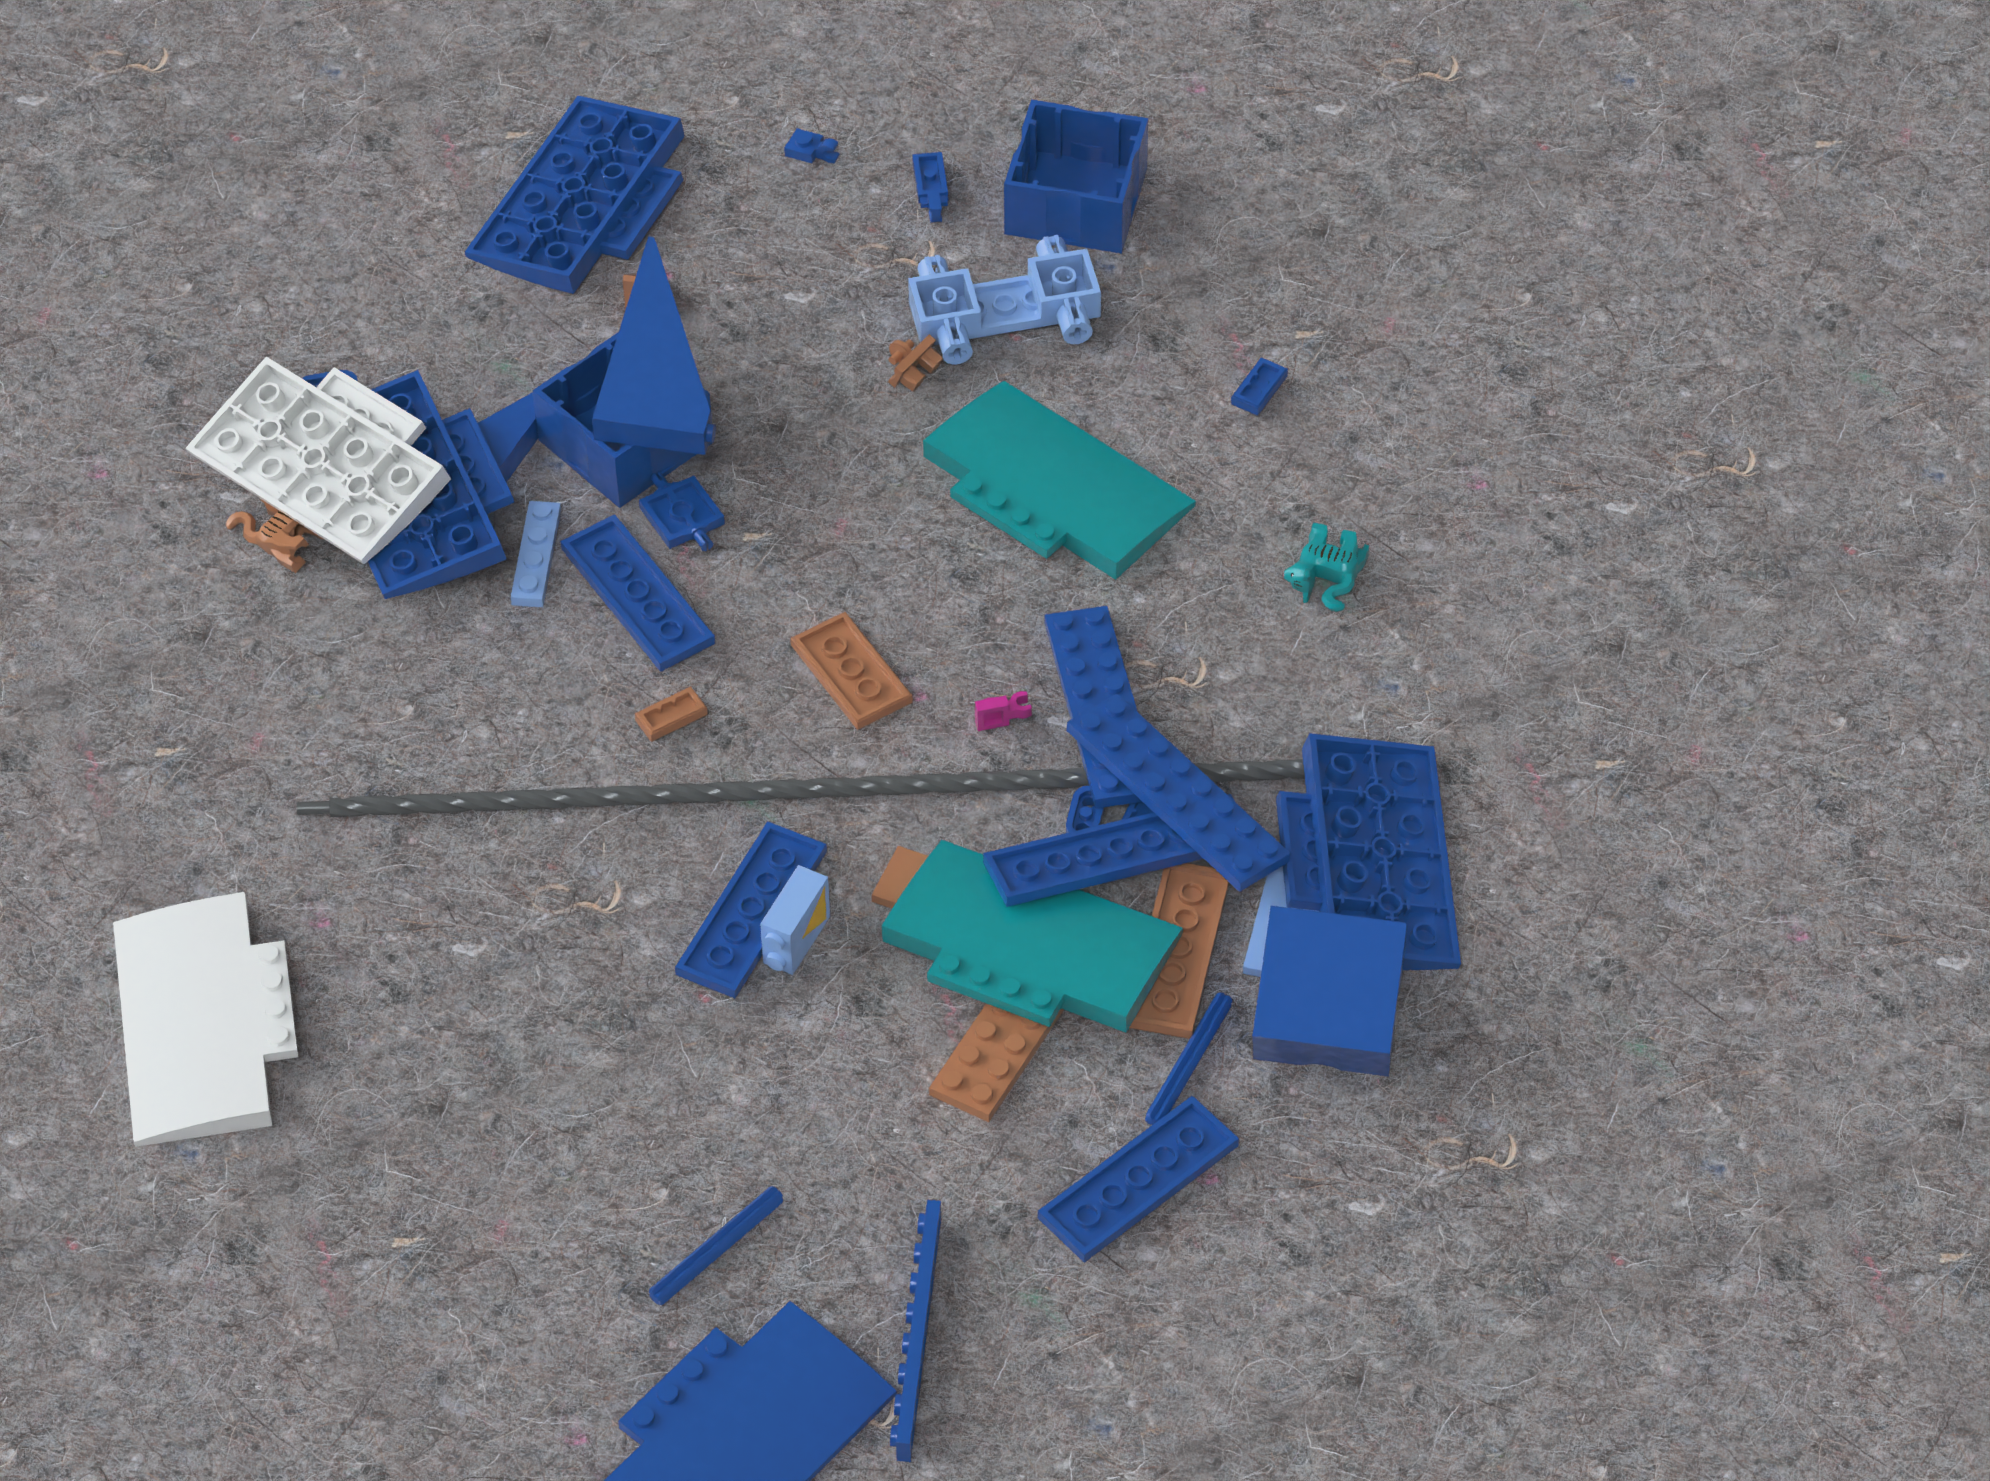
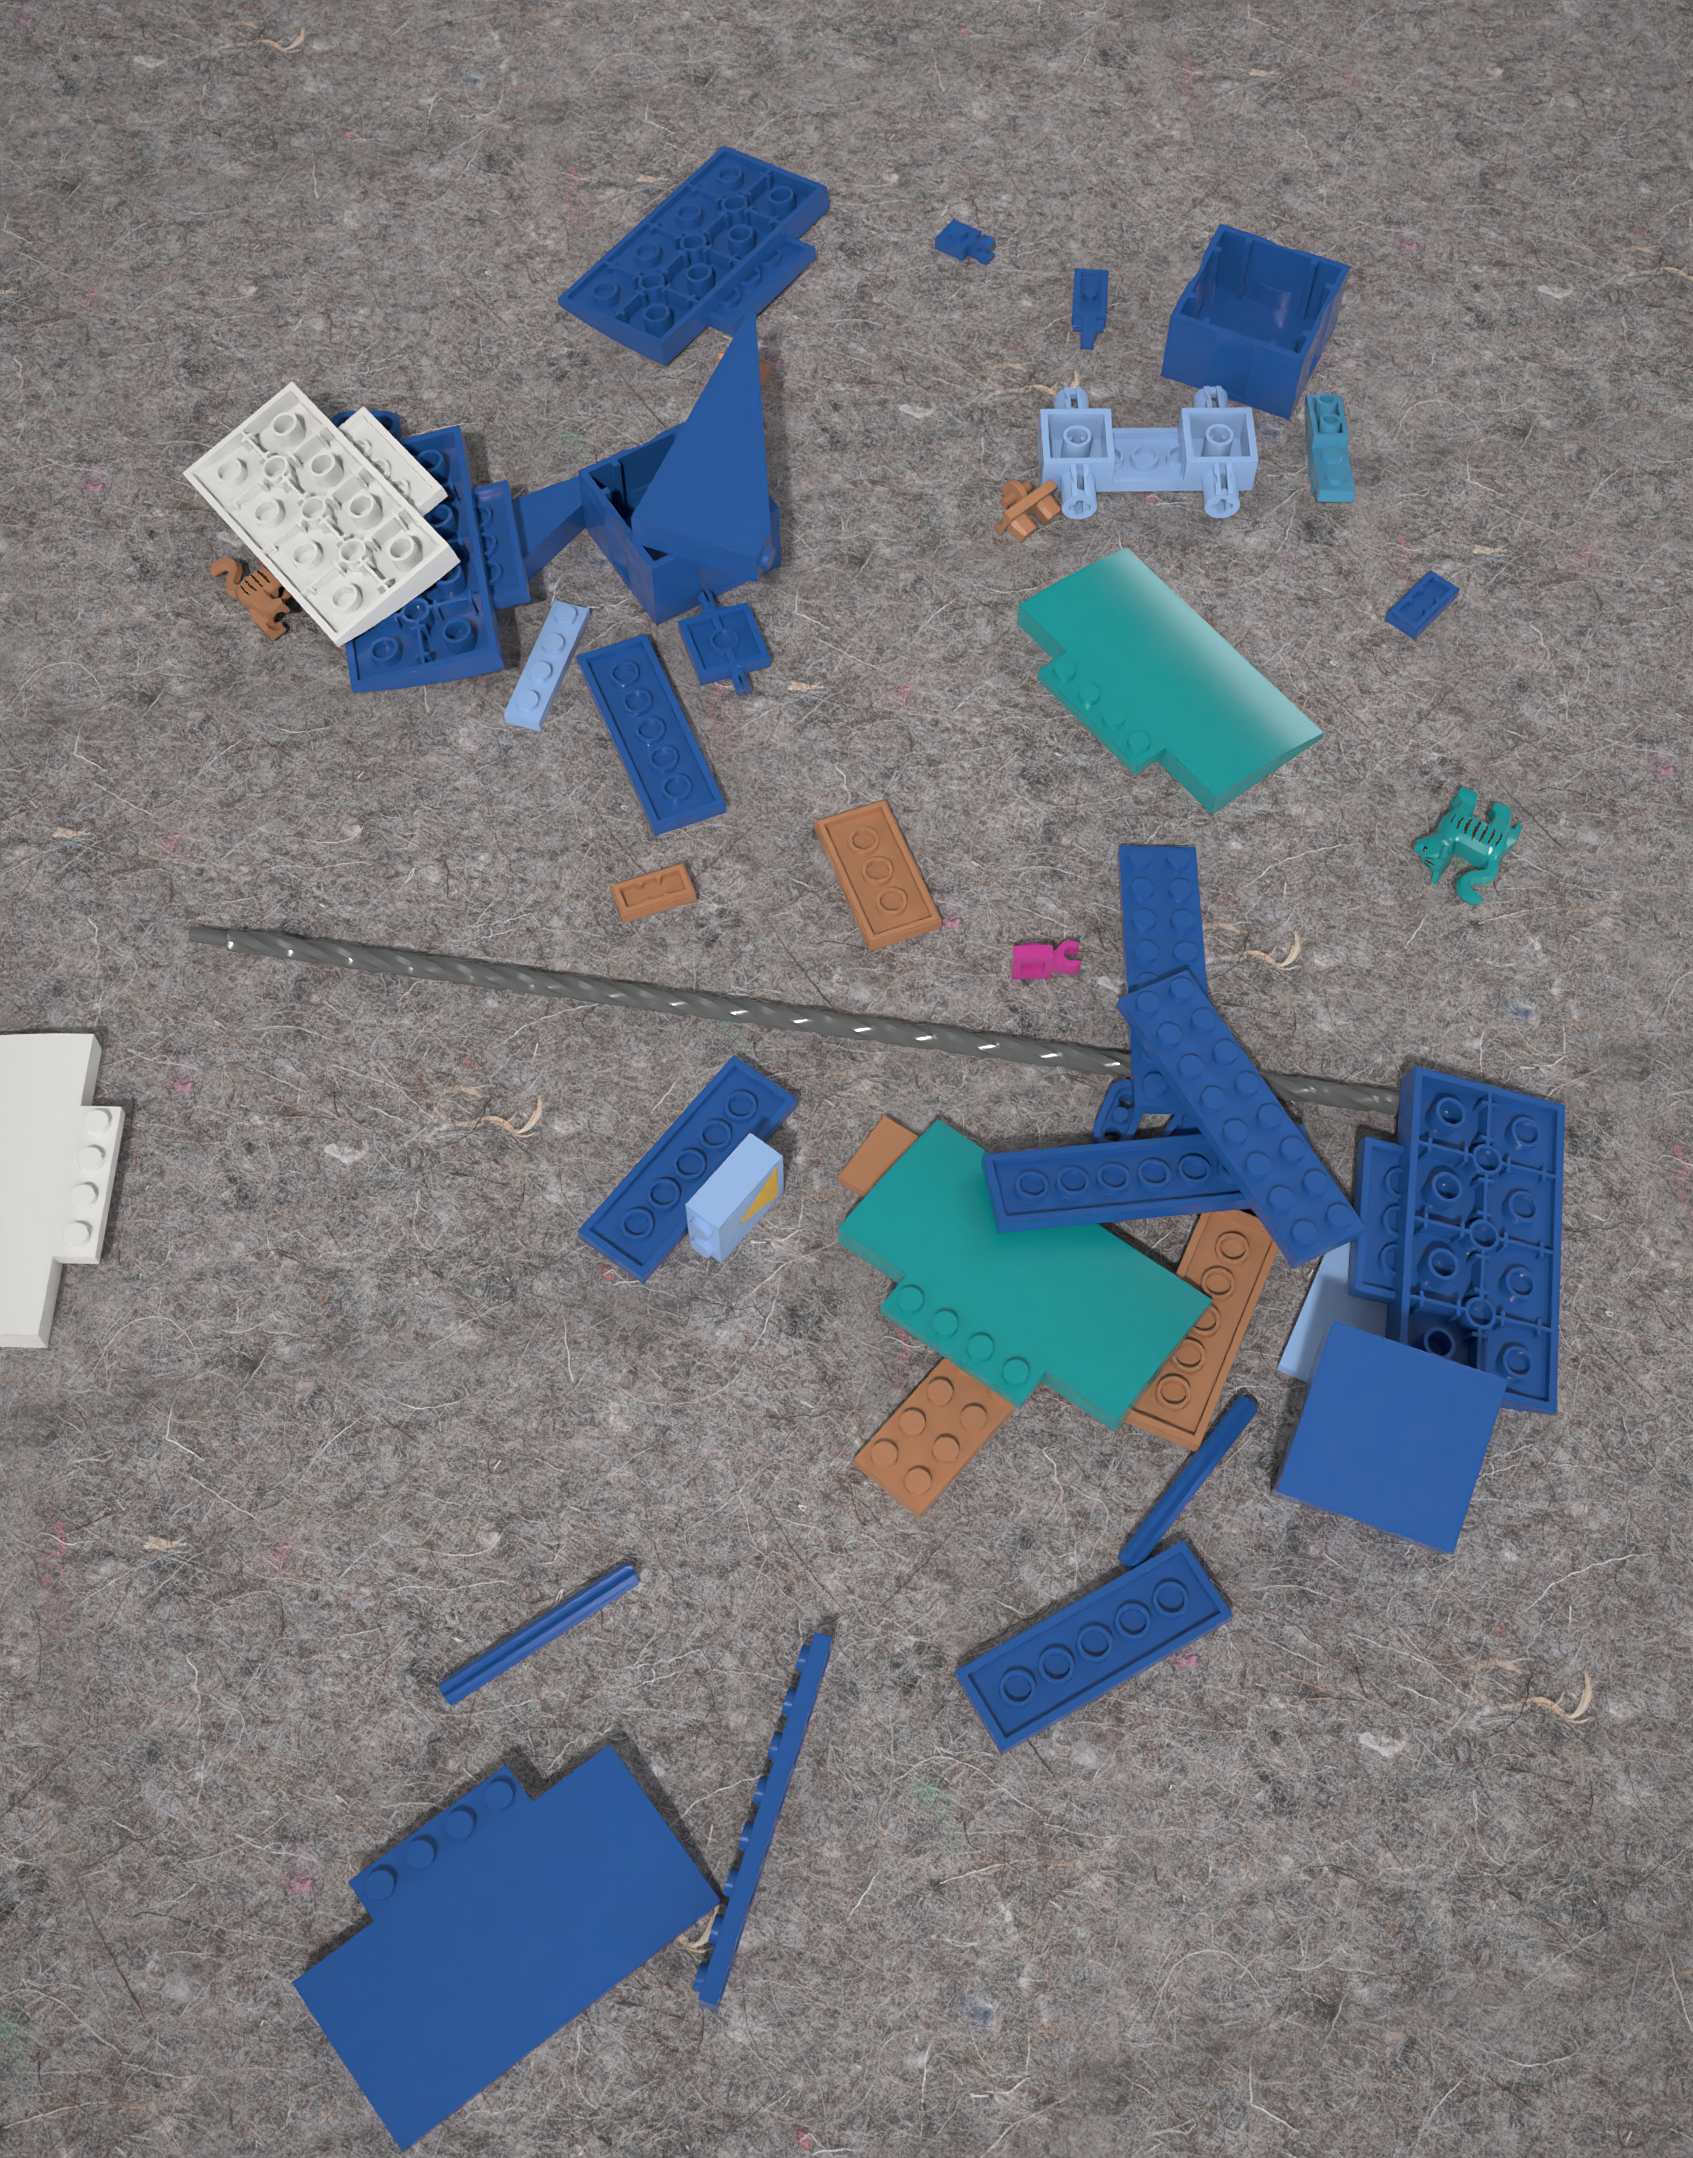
camera: 10 degrees right, 10 degrees up
(1158, 272) = (1327, 448): none -> dark azure slope

